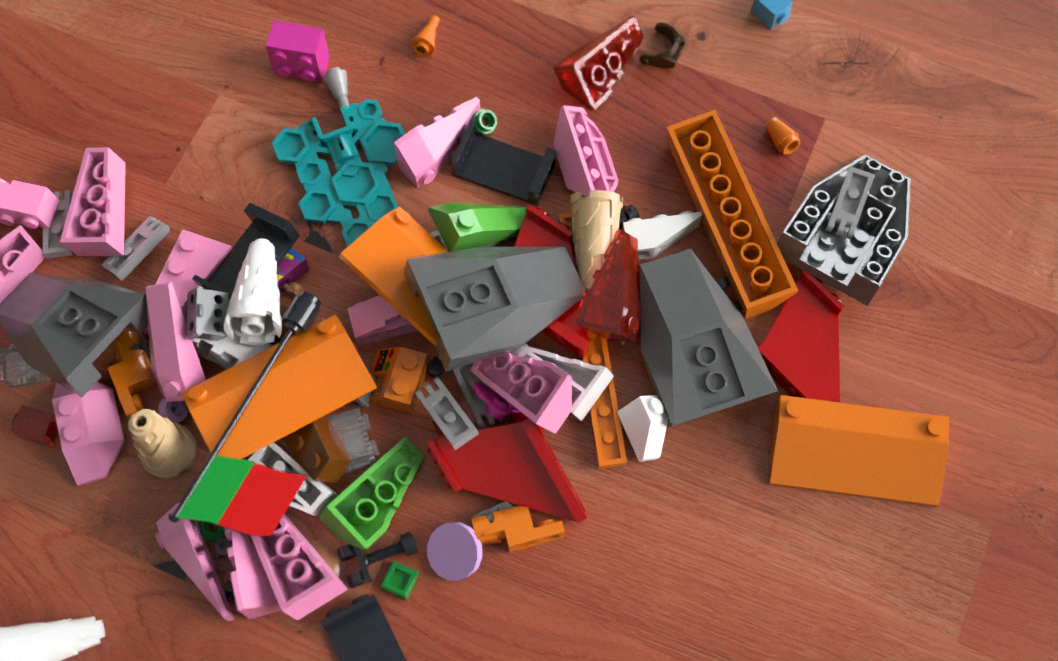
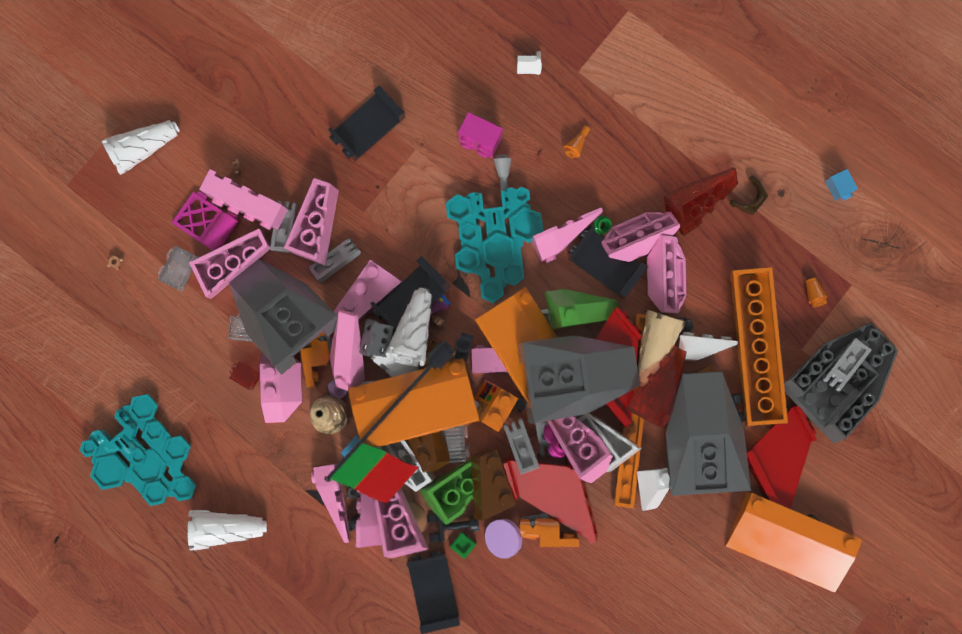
camera: 15 degrees right, 15 degrees up
(149, 78) = (367, 125): none -> black panel
(332, 295) = (463, 346): none -> black bar
(417, 479) = (491, 485): none -> reddish brown wedge
(536, 121) = (638, 235): none -> bright pink wedge

